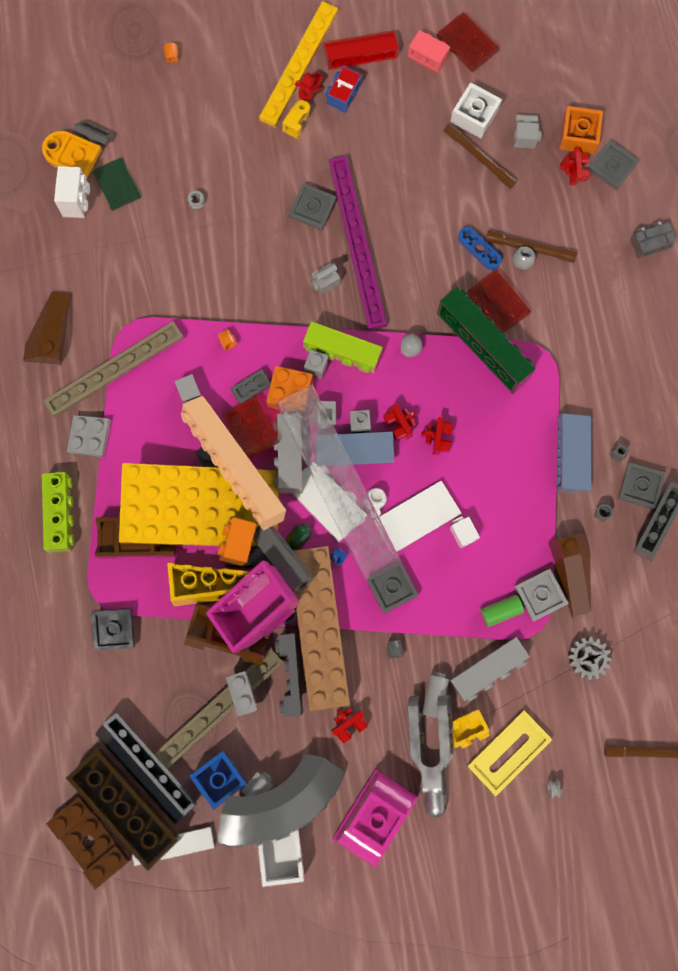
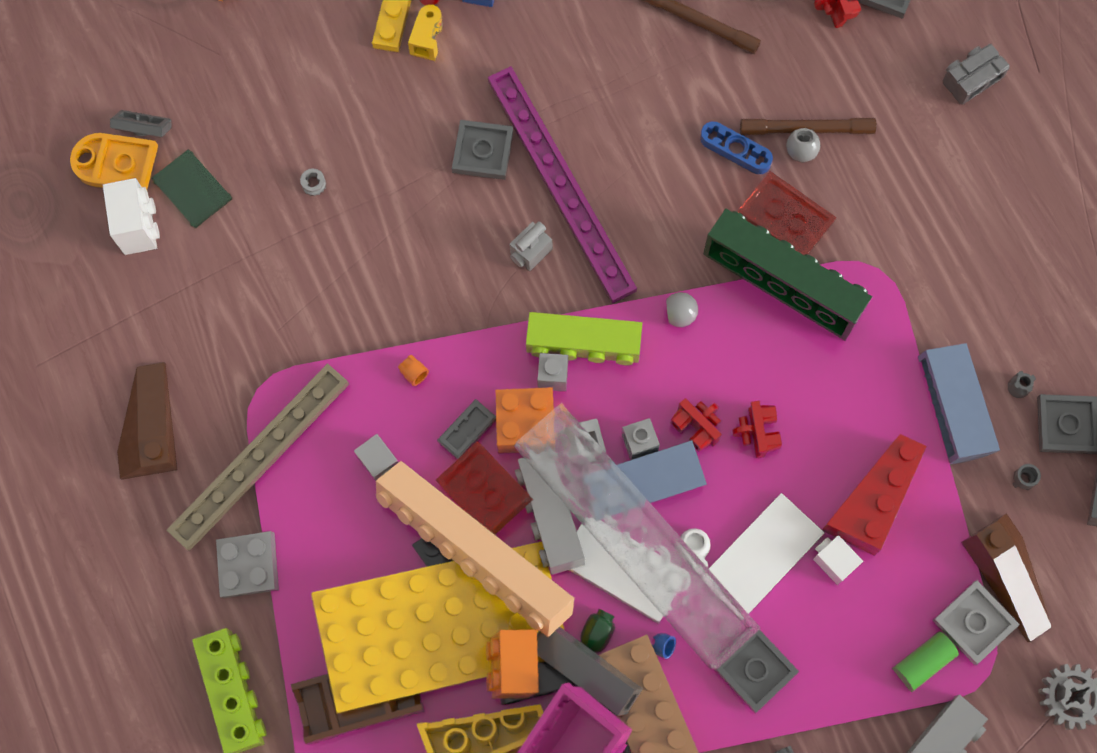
camera: 10 degrees left, 5 degrees down
(499, 501) = (874, 503): none -> red wedge

